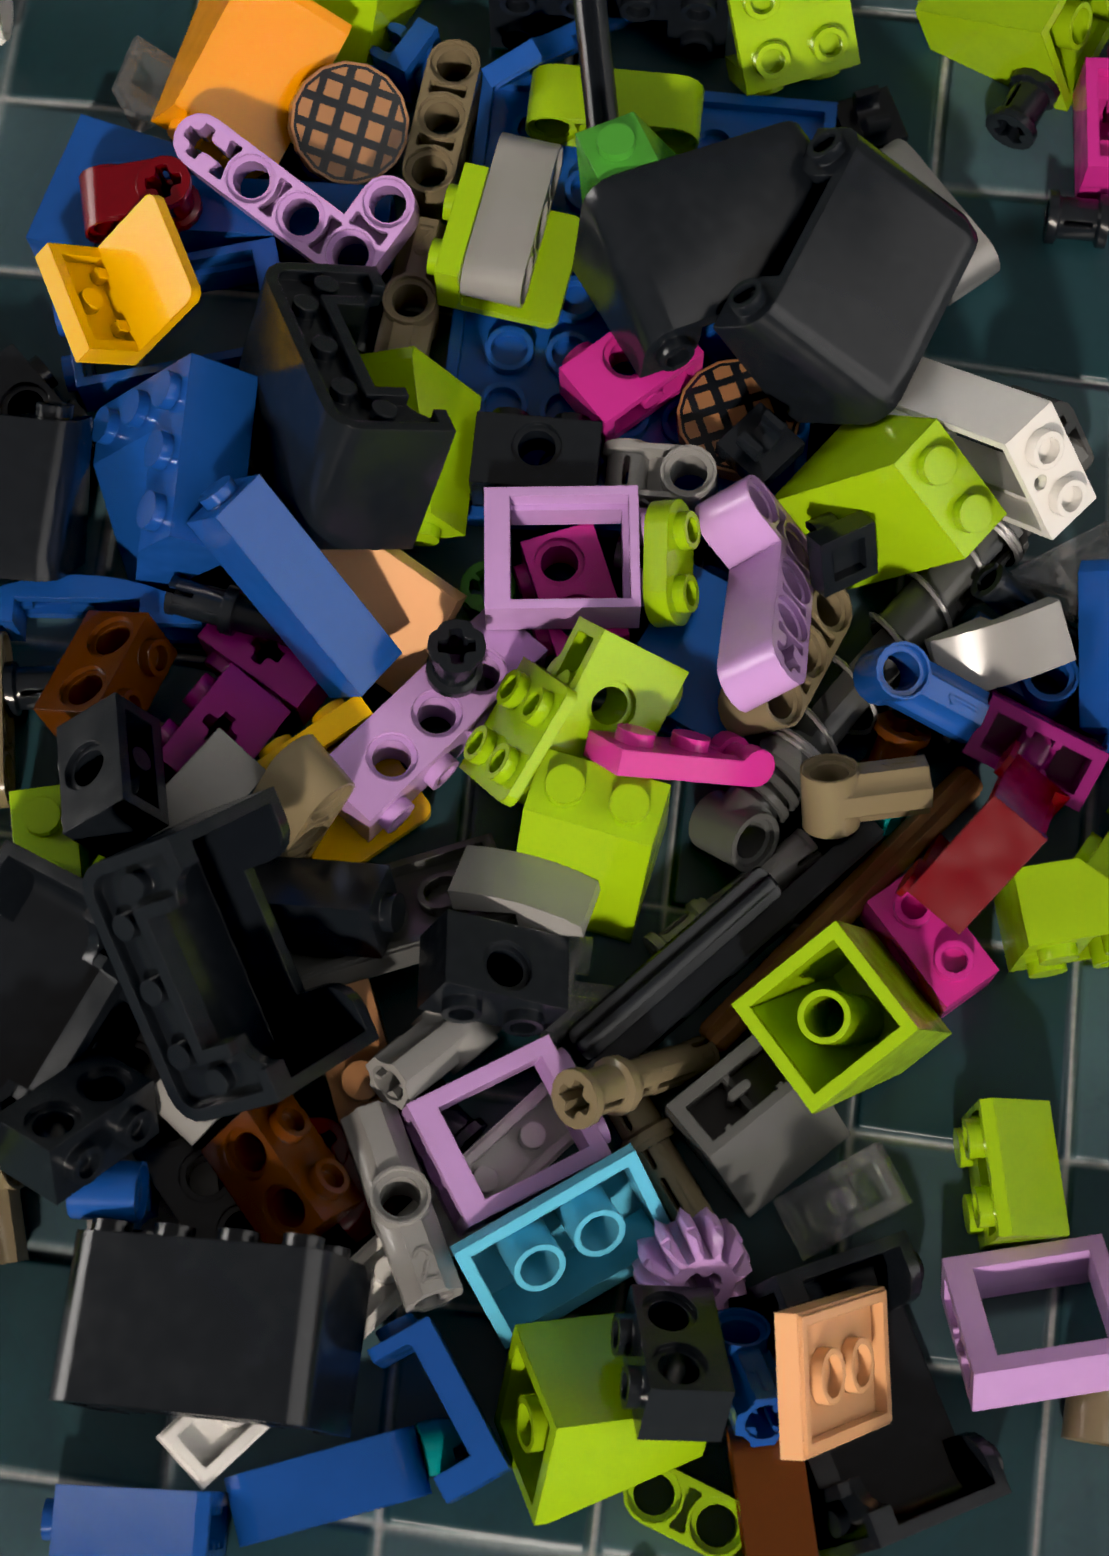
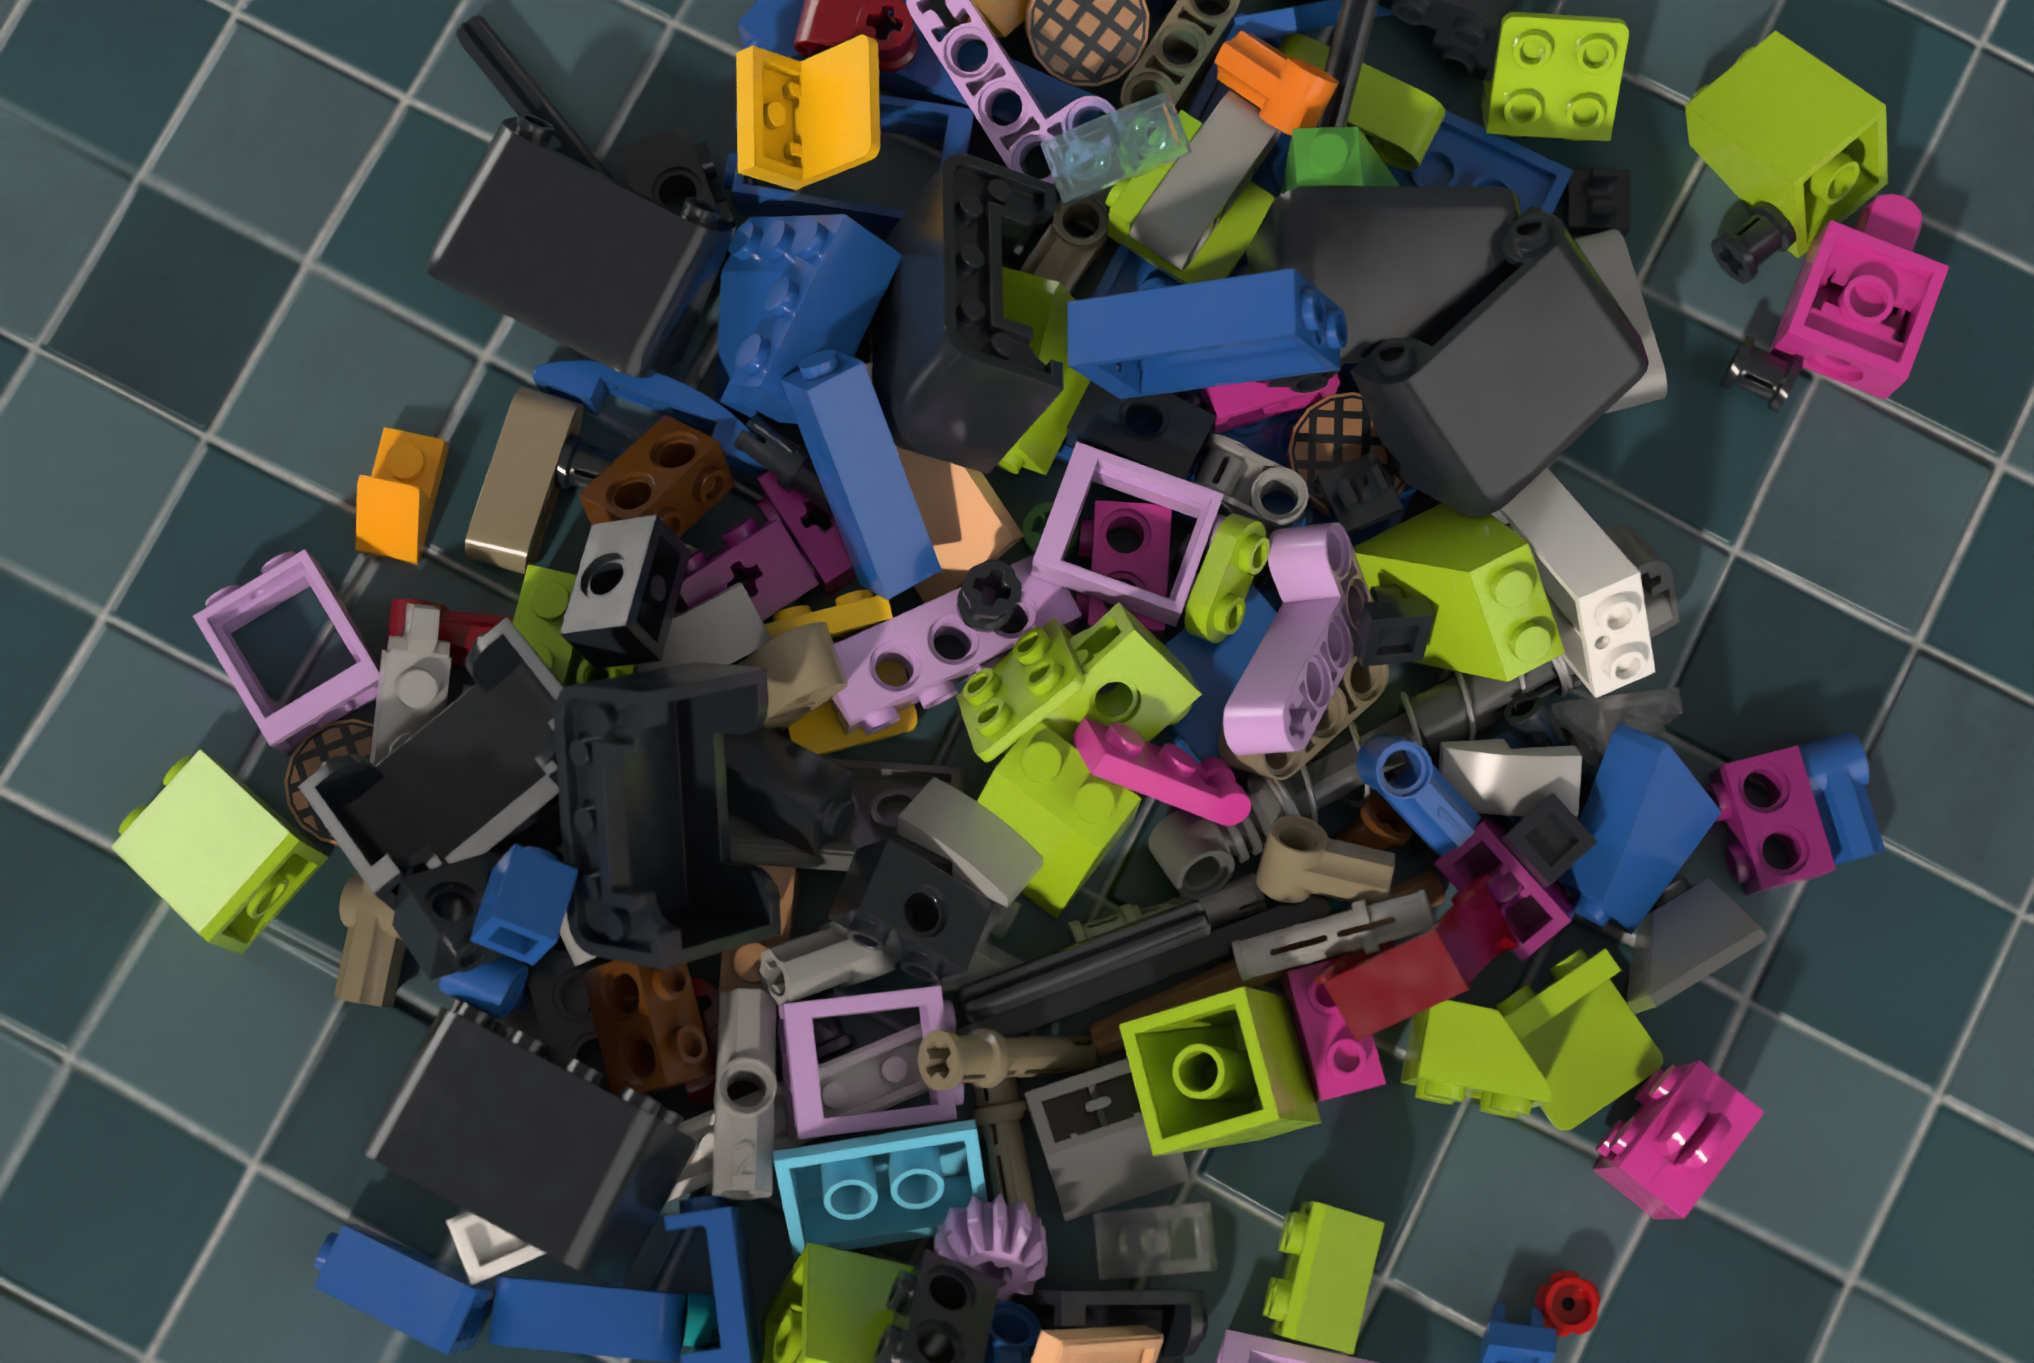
camera: 15 degrees right, 5 degrees up
(122, 1094) = (524, 904): none -> blue brick
(419, 211) = (1116, 147): none -> clear light blue slope
(543, 109) = (1283, 86): none -> orange piece
(568, 338) = (1206, 334): none -> blue window
(962, 803) = (1256, 954): none -> light grey pin
(1060, 688) = (1548, 840): none -> black tile

